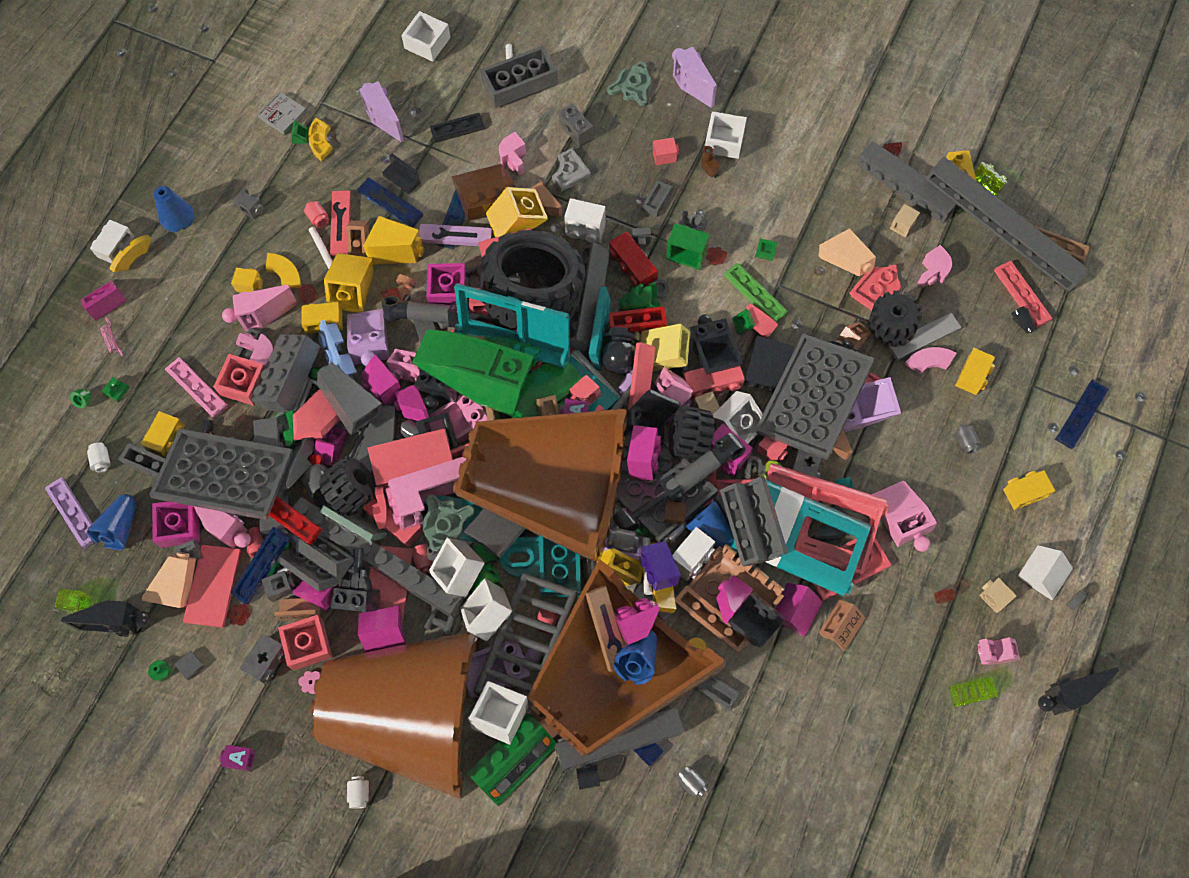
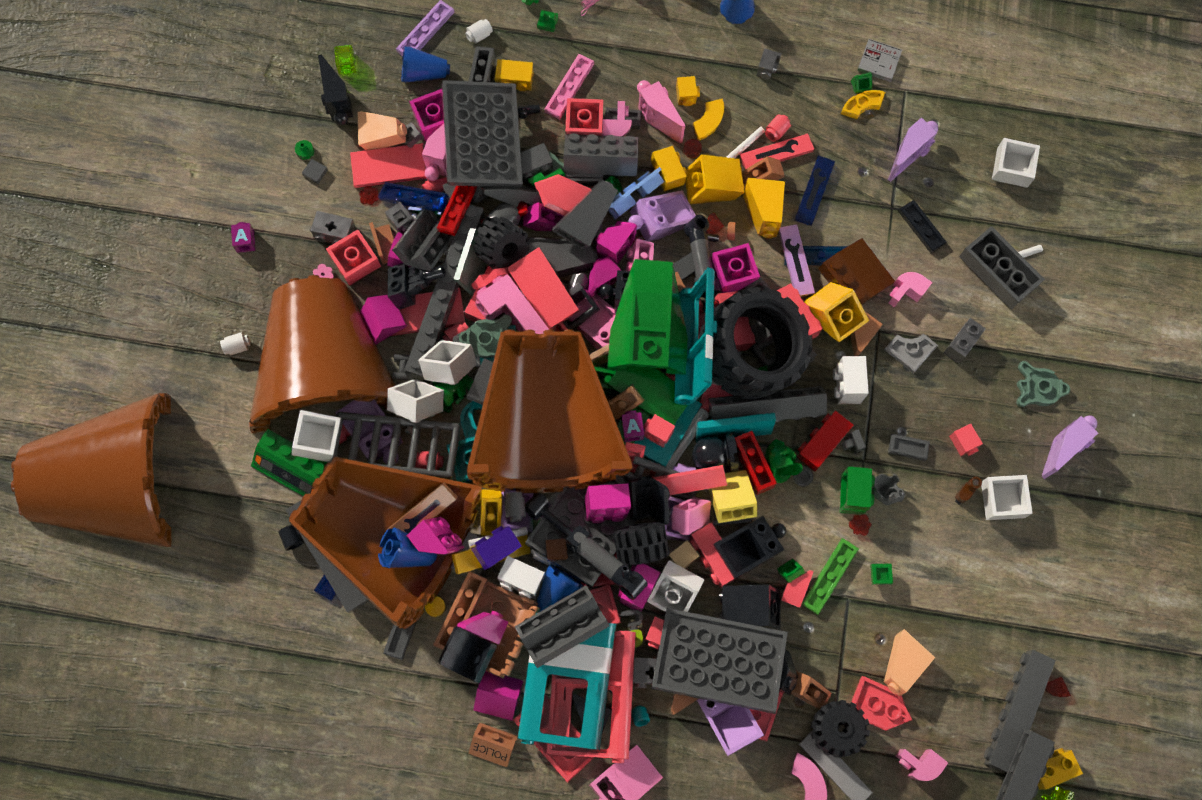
camera: 70 degrees right, 5 degrees up
(401, 174) = (847, 191): black panel -> none
(692, 782) = (307, 633): flat silver brick -> none
(904, 220) = (970, 718): tan brick -> none

